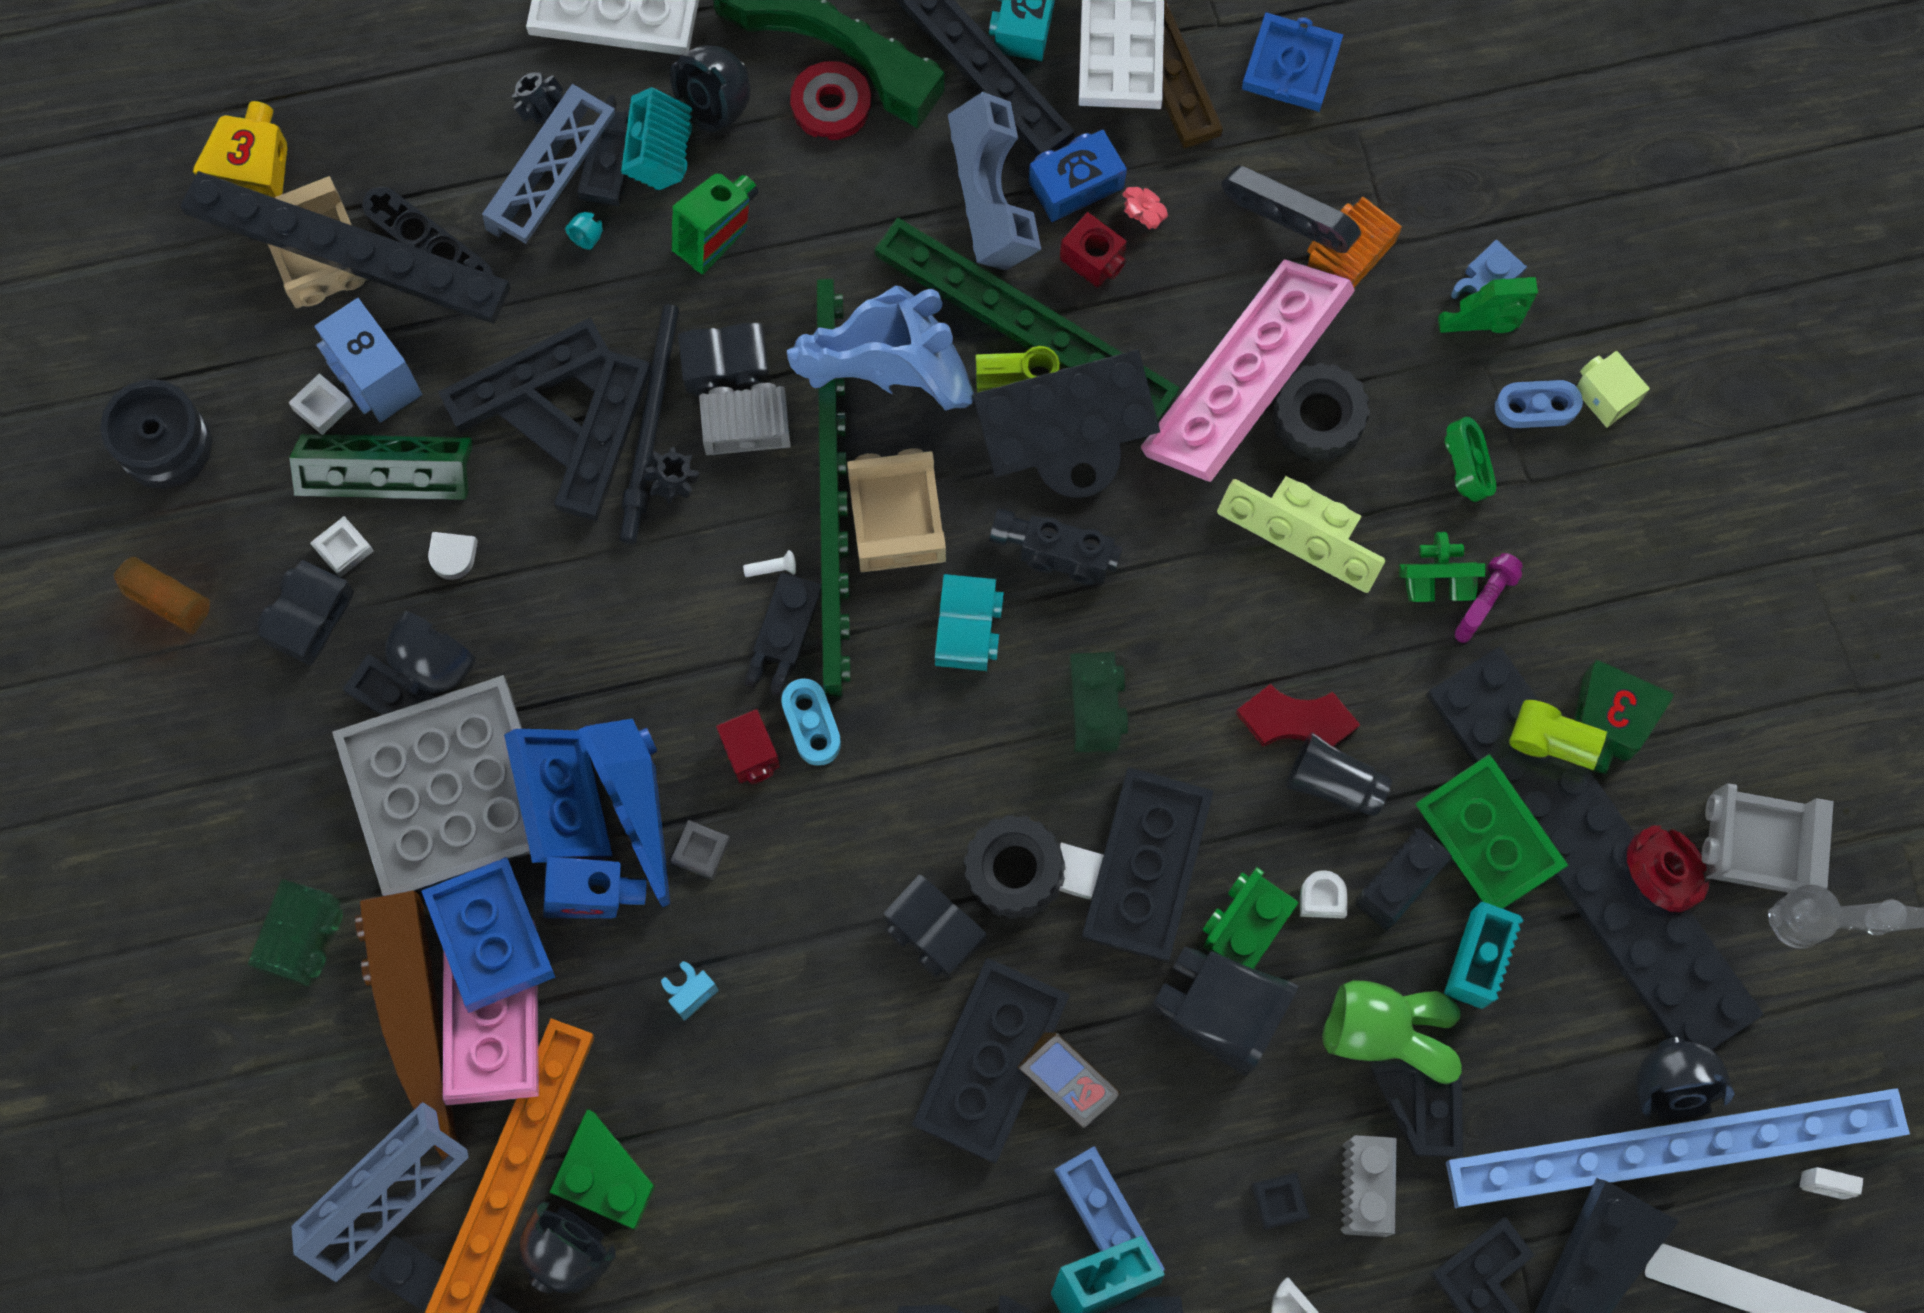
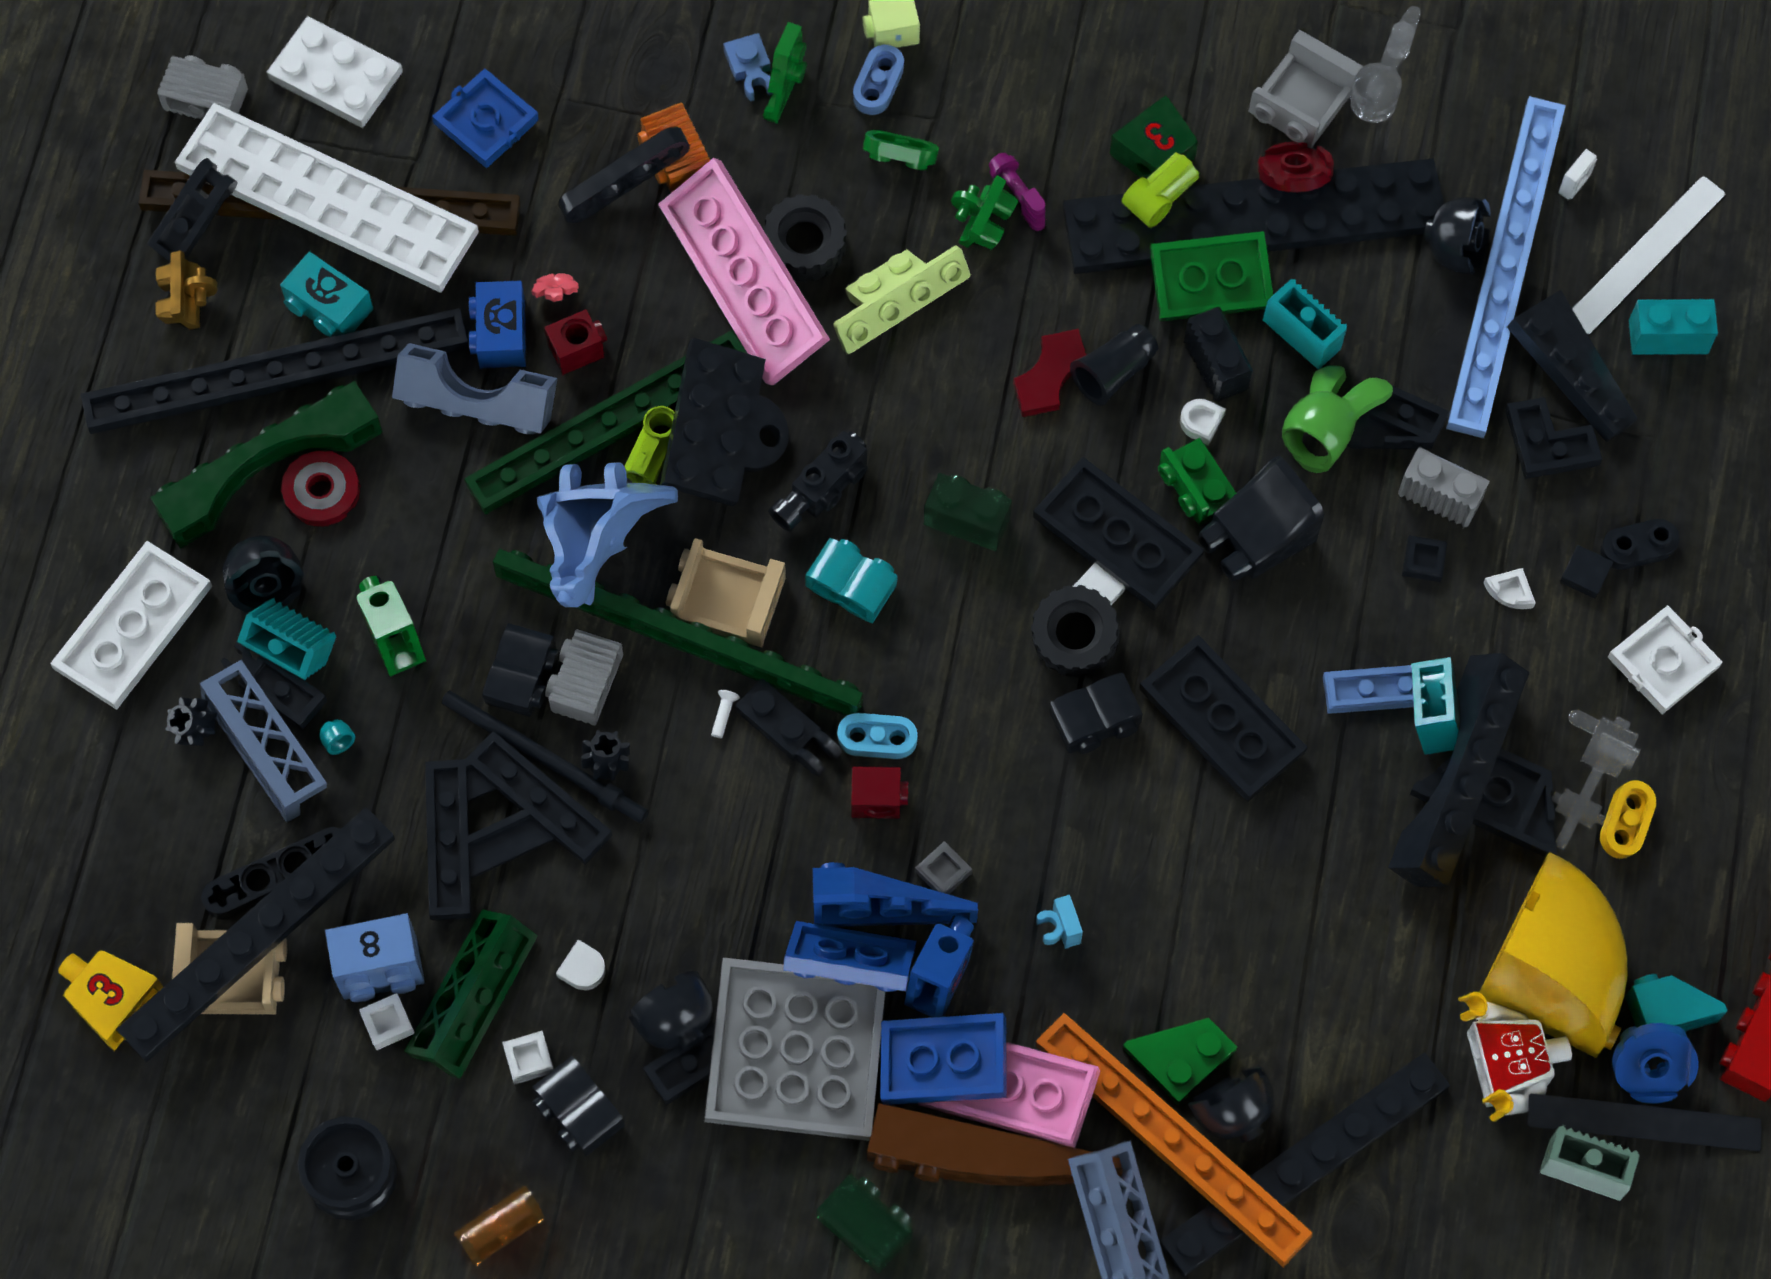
camera: 65 degrees left, 5 degrees down
(1068, 1079) = (1264, 663): slope -> none

